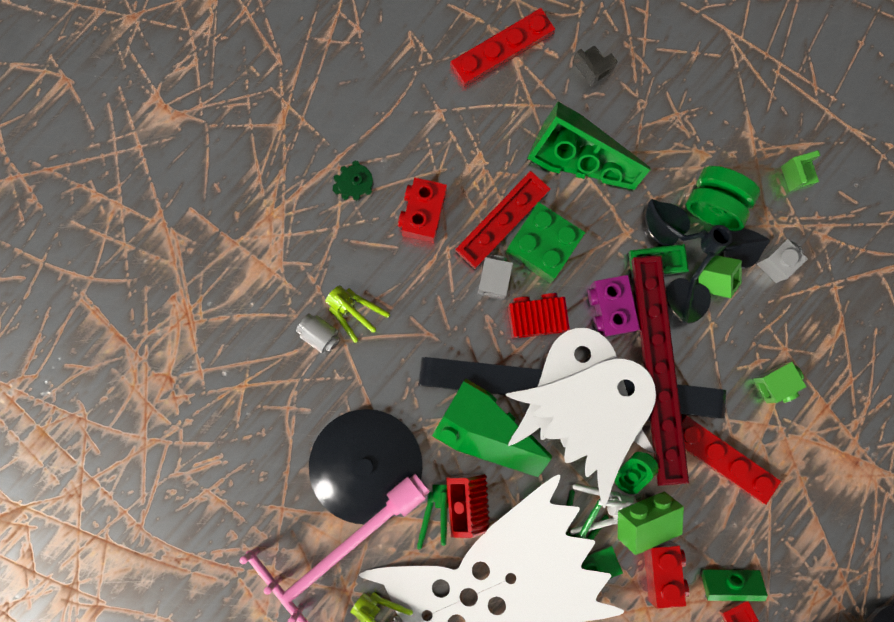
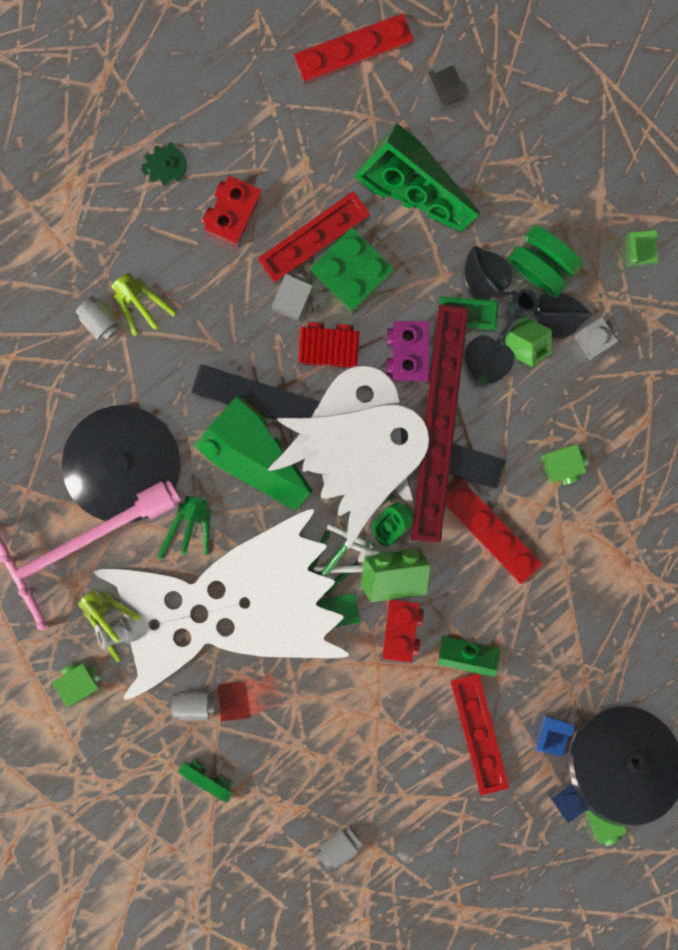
camera: 10 degrees right, 5 degrees up
(468, 505) = (216, 522): red brick -> none

